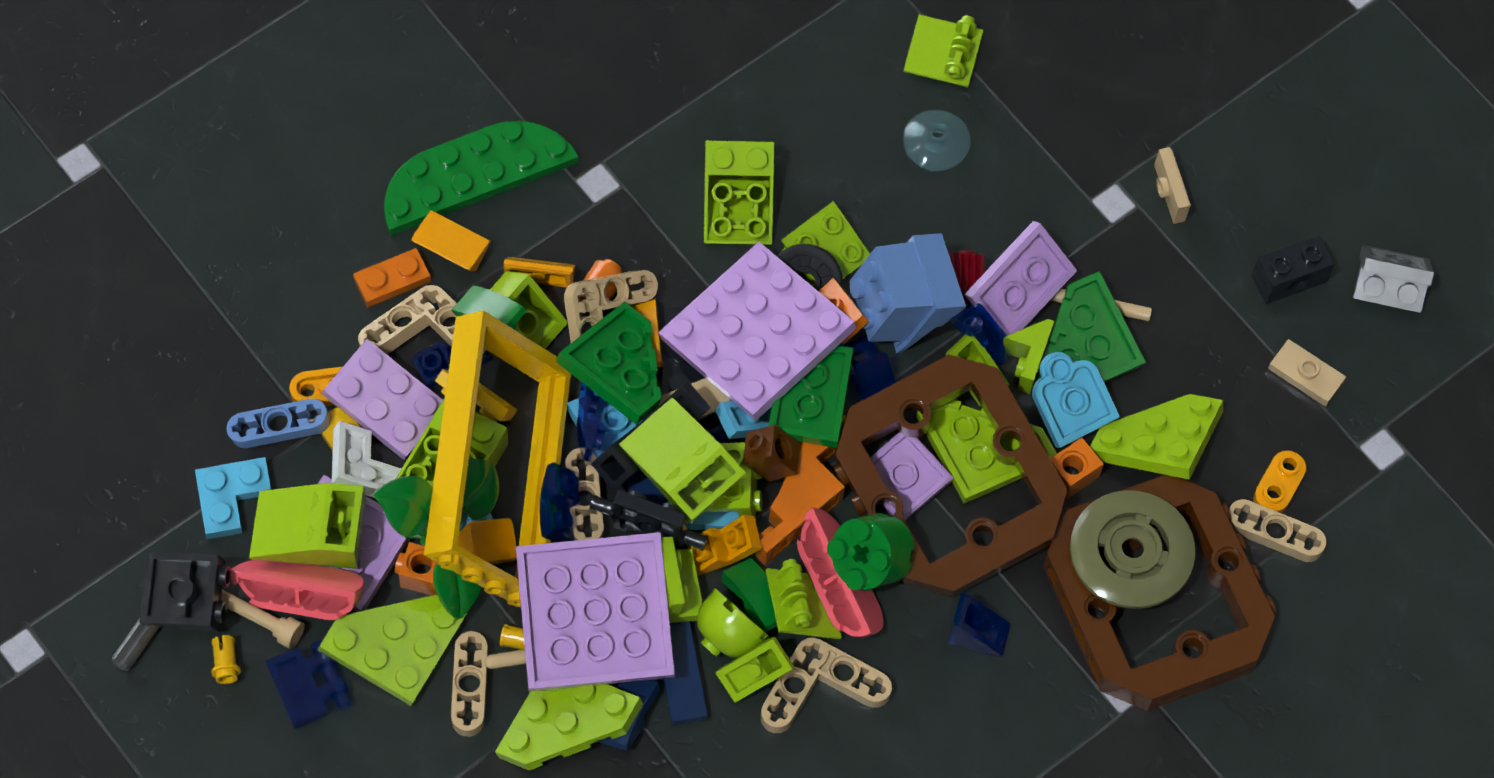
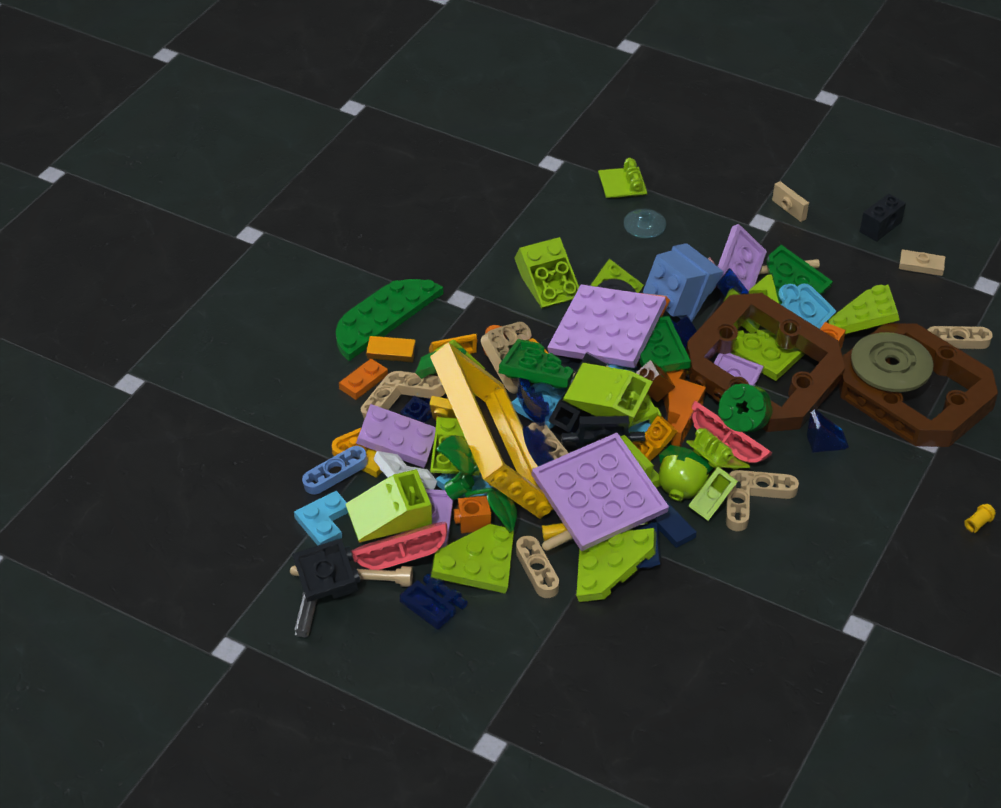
camera: 20 degrees left, 20 degrees down
(225, 660) = (374, 610): yellow pin -> none
(1281, 481) = (944, 312): light orange plate -> none
(1393, 278) = (938, 204): flat silver bracket -> none

